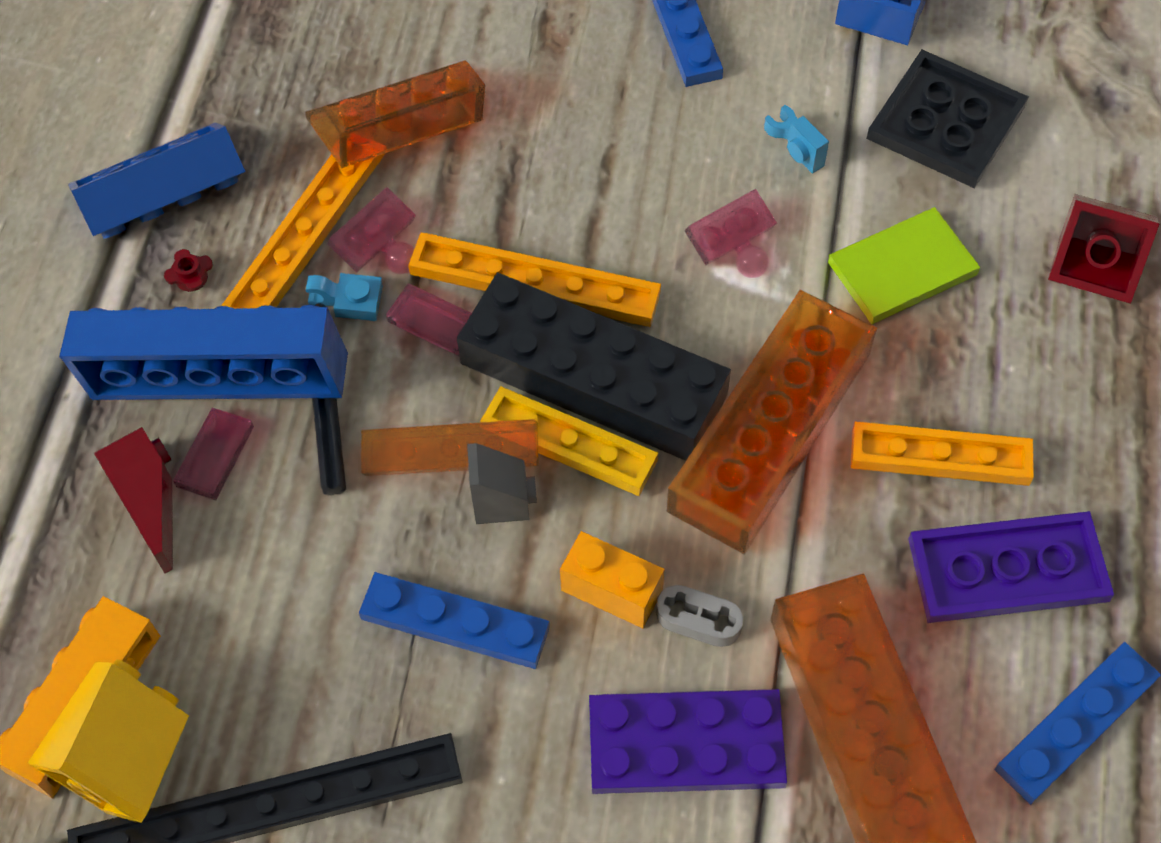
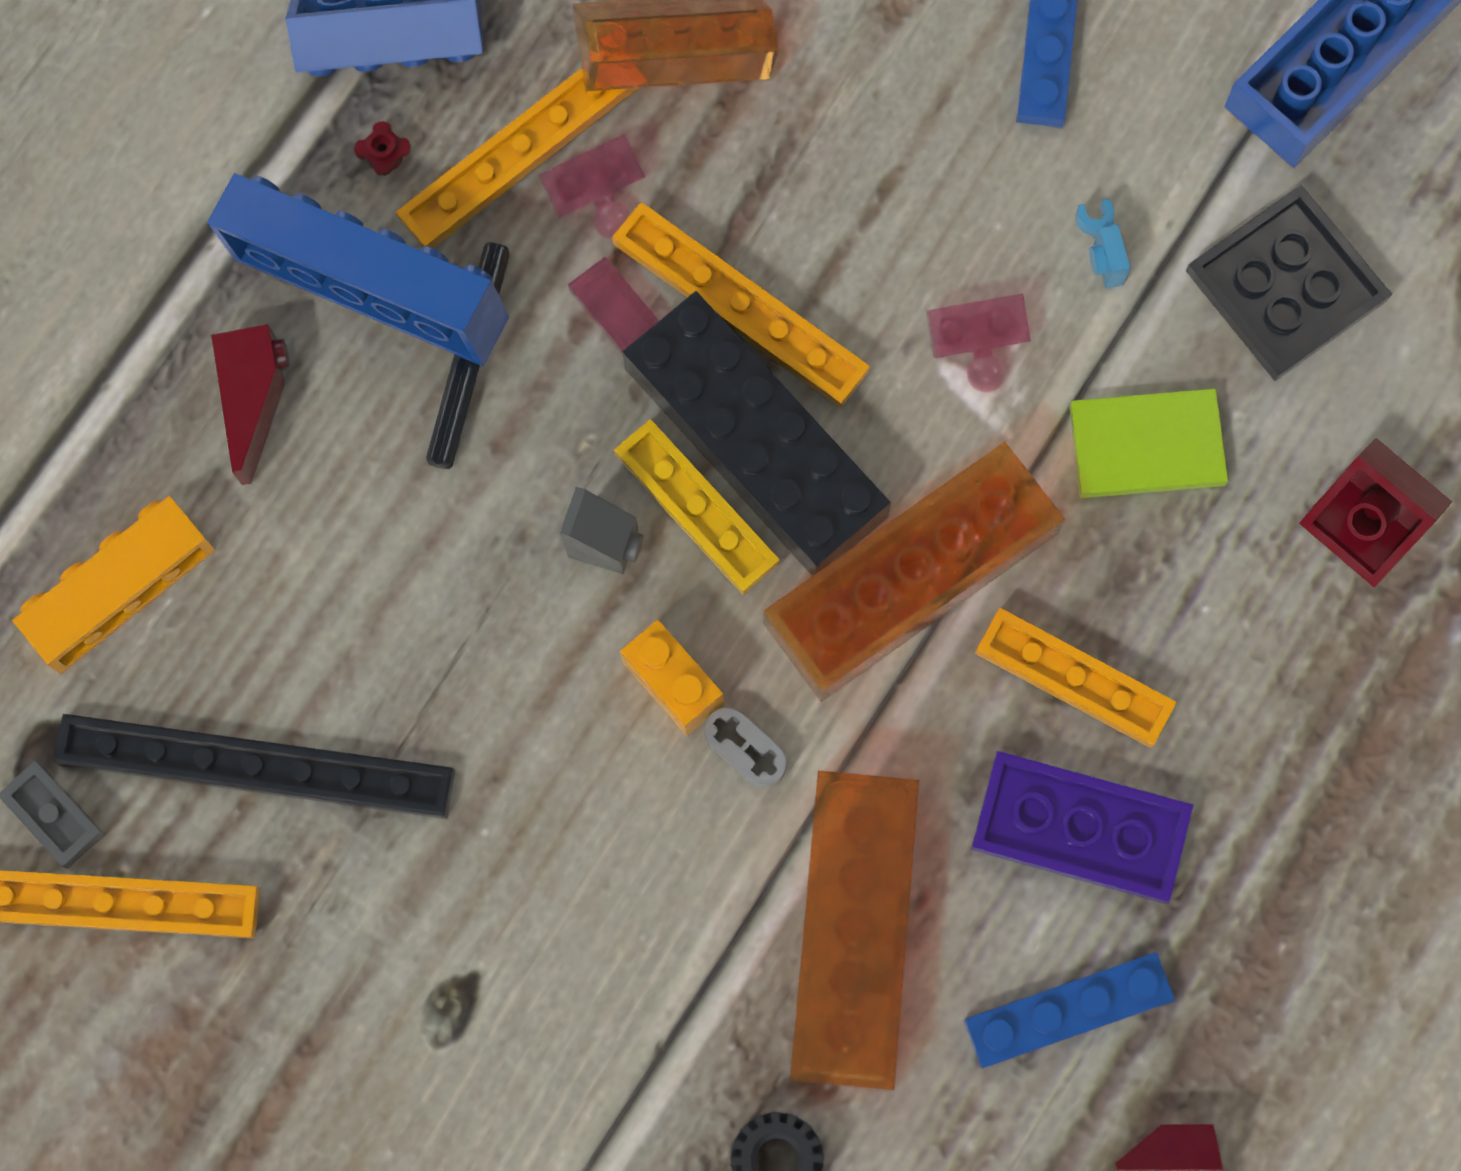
camera: 25 degrees right, 15 degrees up
(113, 741) = (129, 651): yellow slope -> none
(213, 453) = (334, 373): clear pink tile -> none
(352, 297) = (541, 248): dark azure plate -> none
(444, 446) = (569, 466): clear orange tile -> none
(455, 620) = (503, 652): blue plate -> none
(686, 741) = (675, 869): dark purple plate -> none

